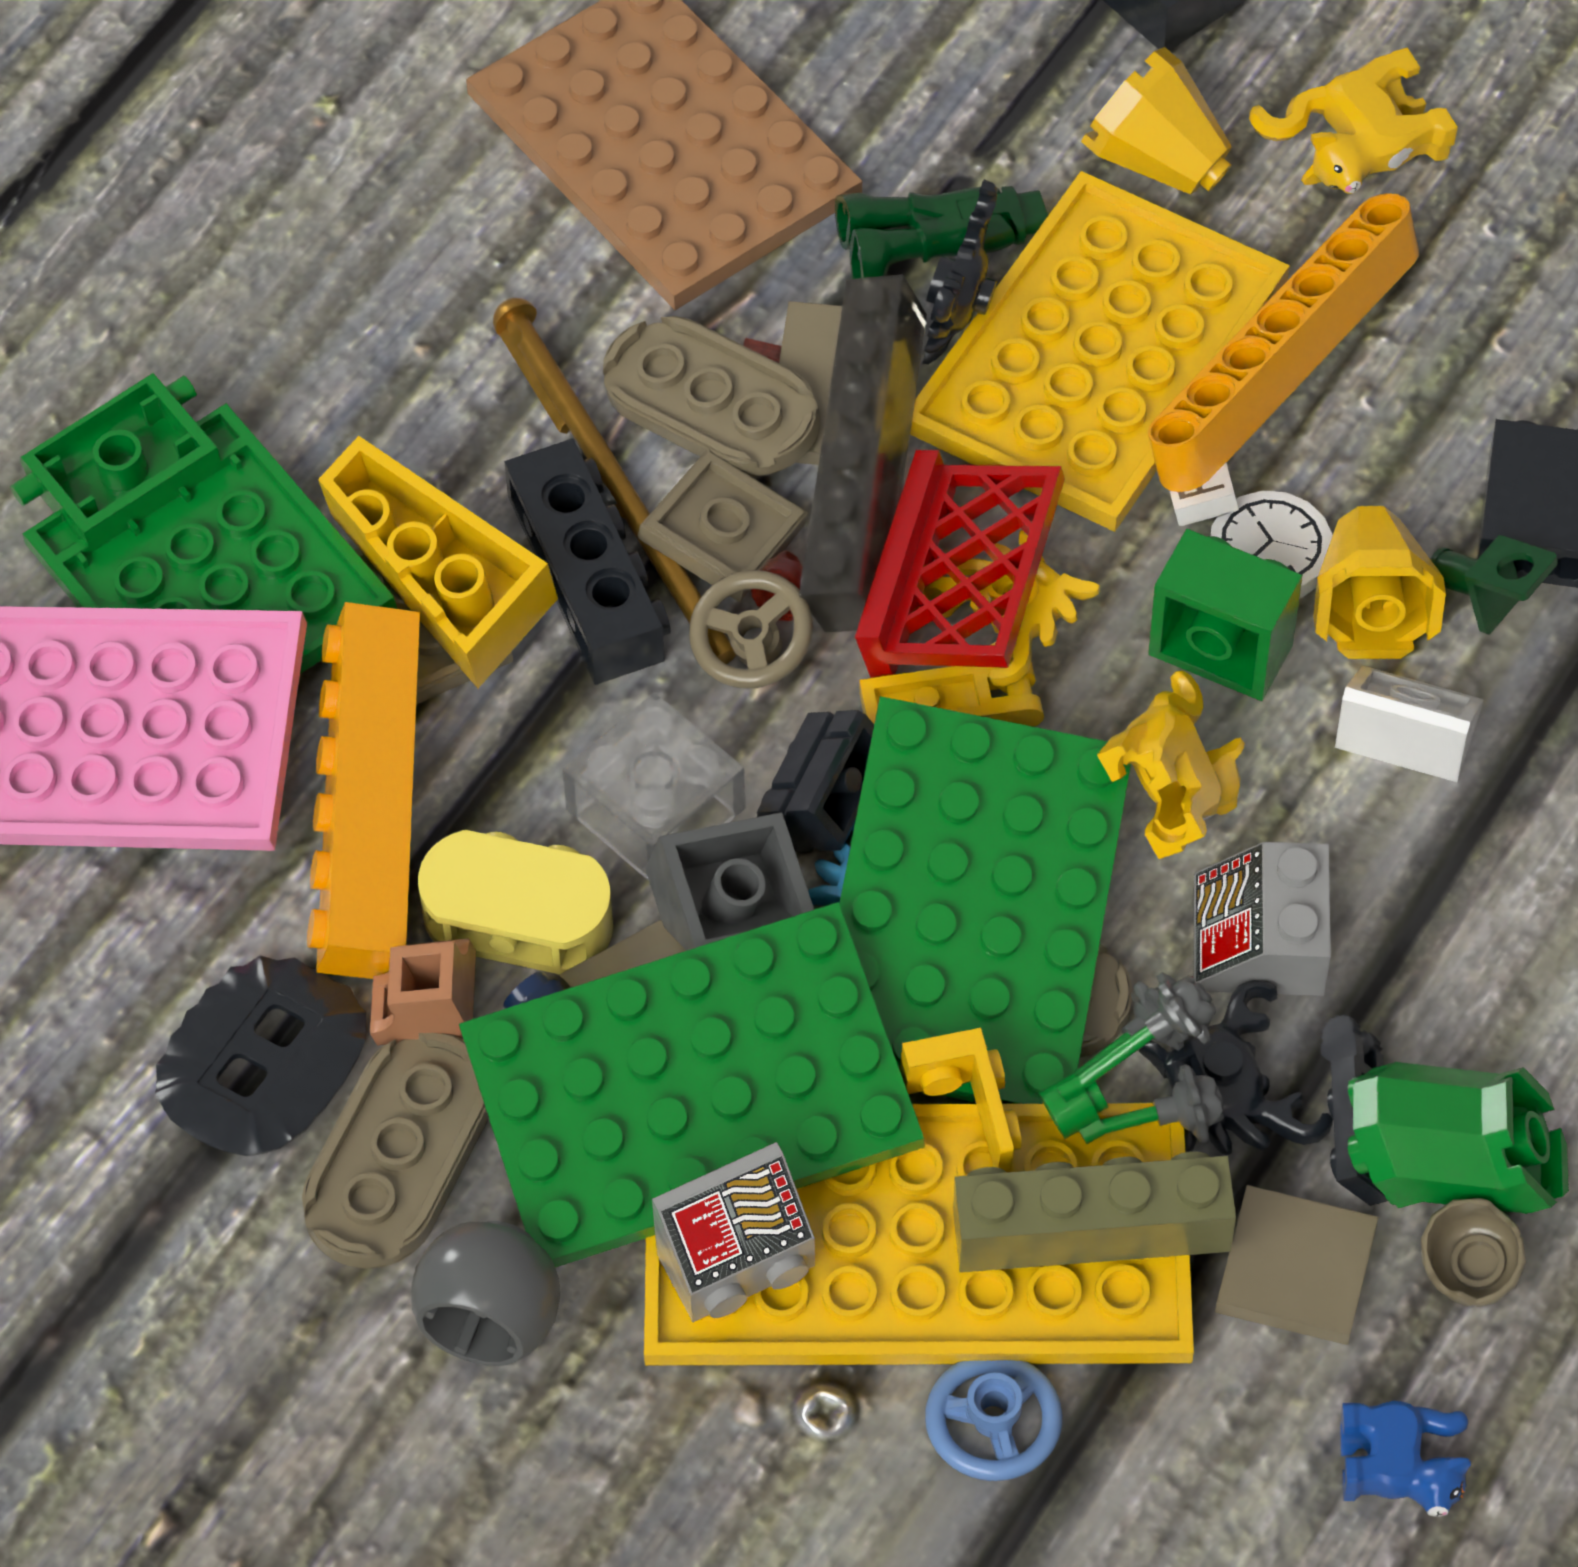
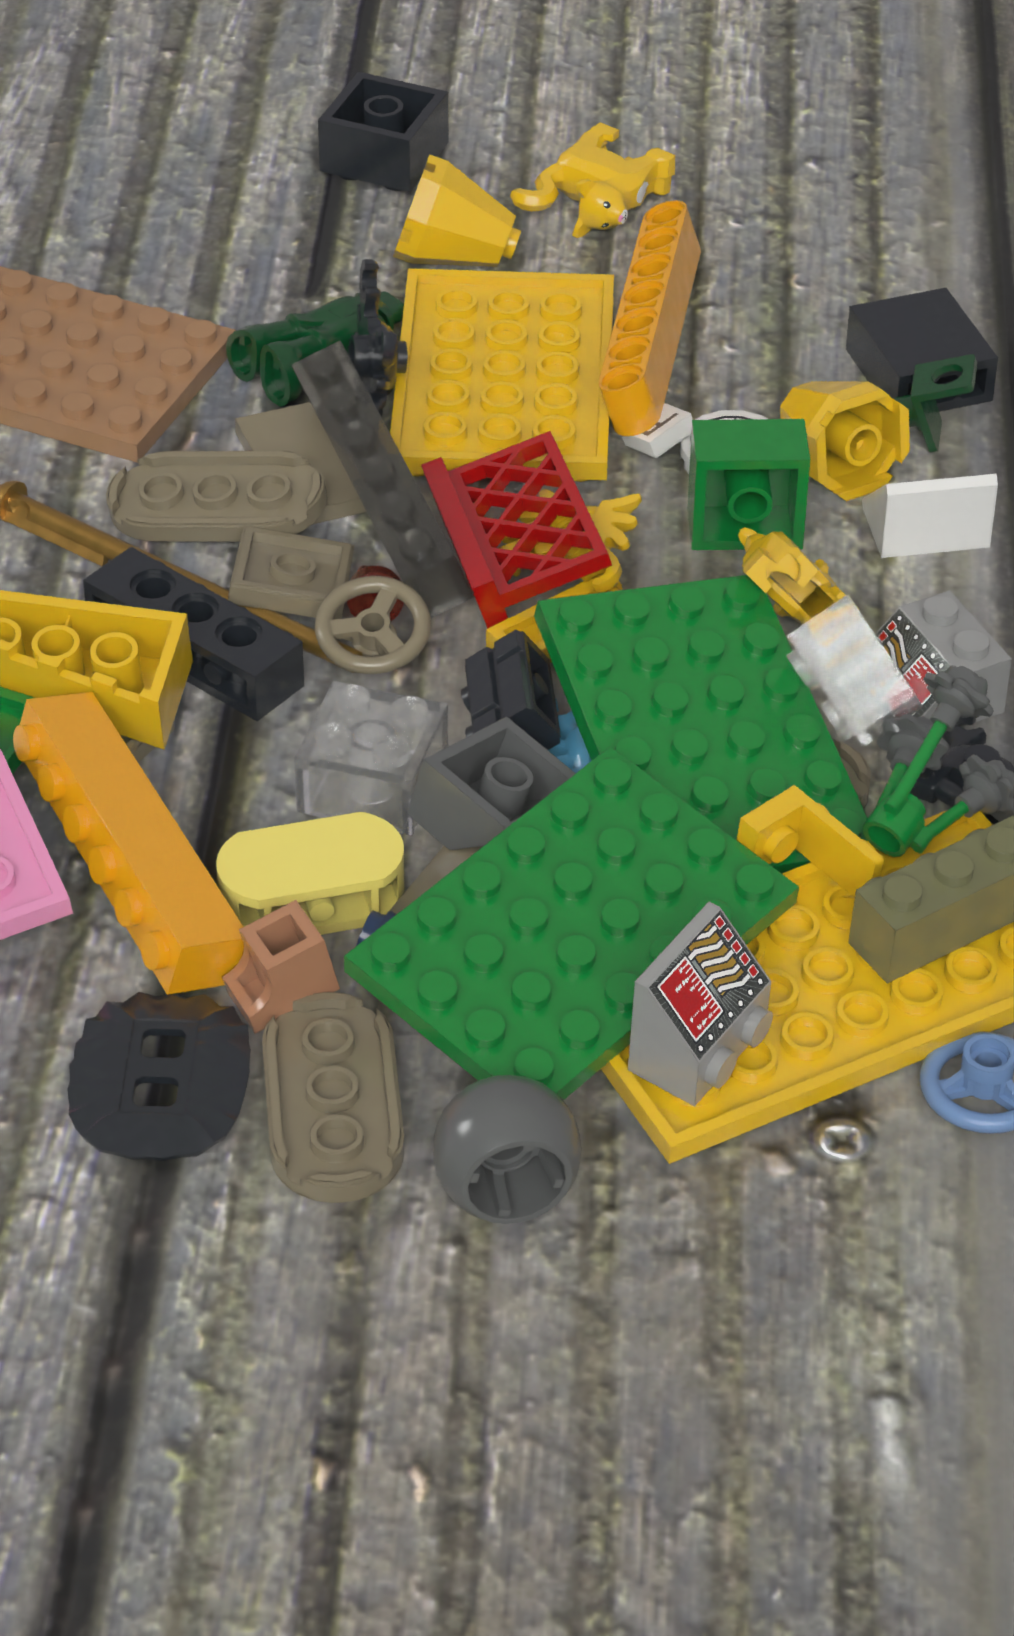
camera: 30 degrees left, 15 degrees down
(1146, 911) = (853, 670): none -> clear brick

